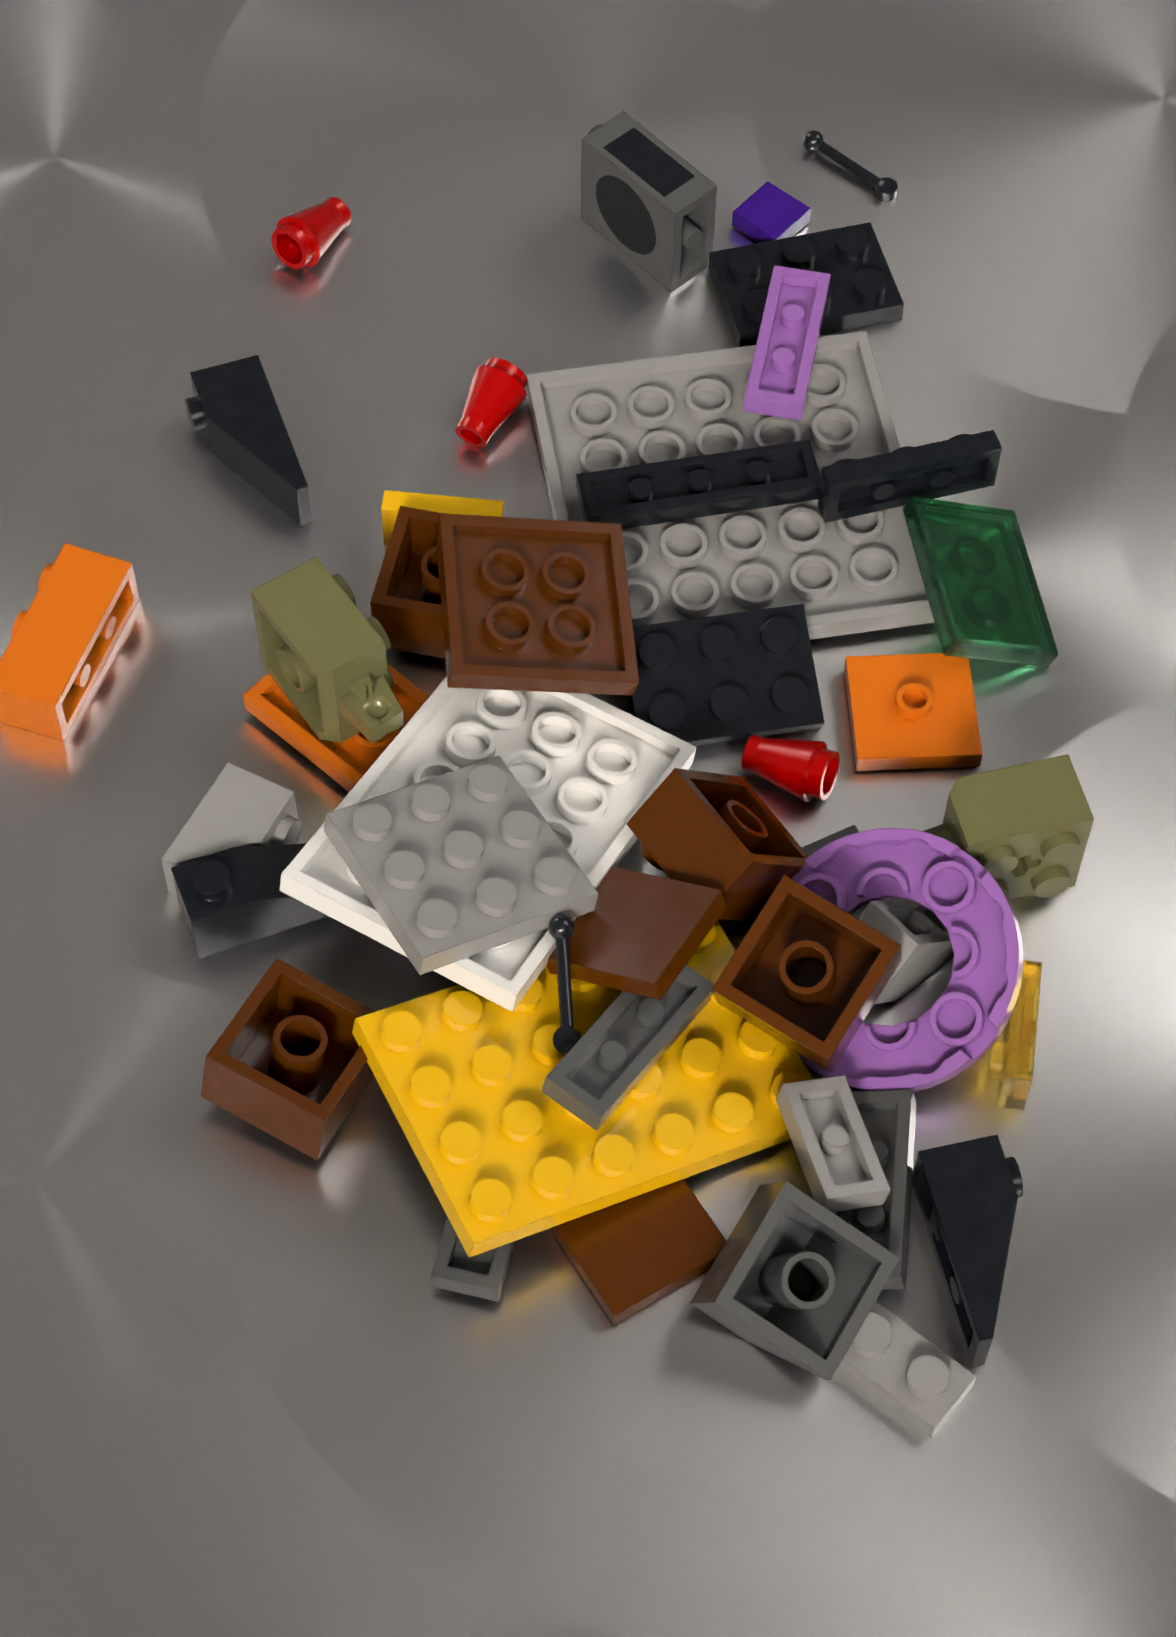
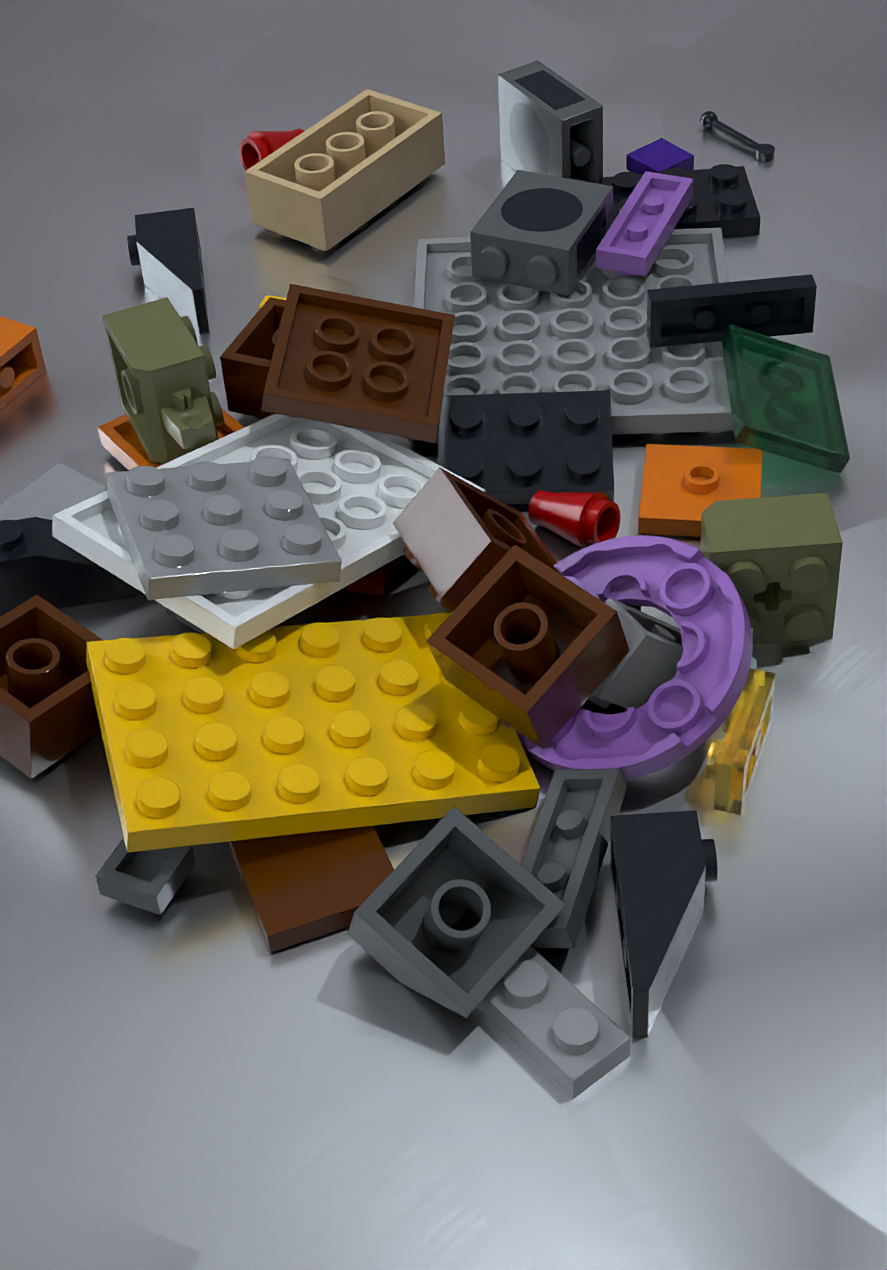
camera: 15 degrees right, 15 degrees down
(416, 269) = (345, 169): none -> tan brick
(491, 399) = (385, 255): red cone -> none
(561, 929) = (281, 678): black hinge -> none
(624, 1048) = (337, 684): dark grey plate -> none
(640, 932) = (373, 600): reddish brown tile -> none
(677, 368) = (541, 232): none -> dark grey brick
(700, 485) = (546, 312): black tile -> none
(832, 1144) = (524, 801): light grey plate -> none

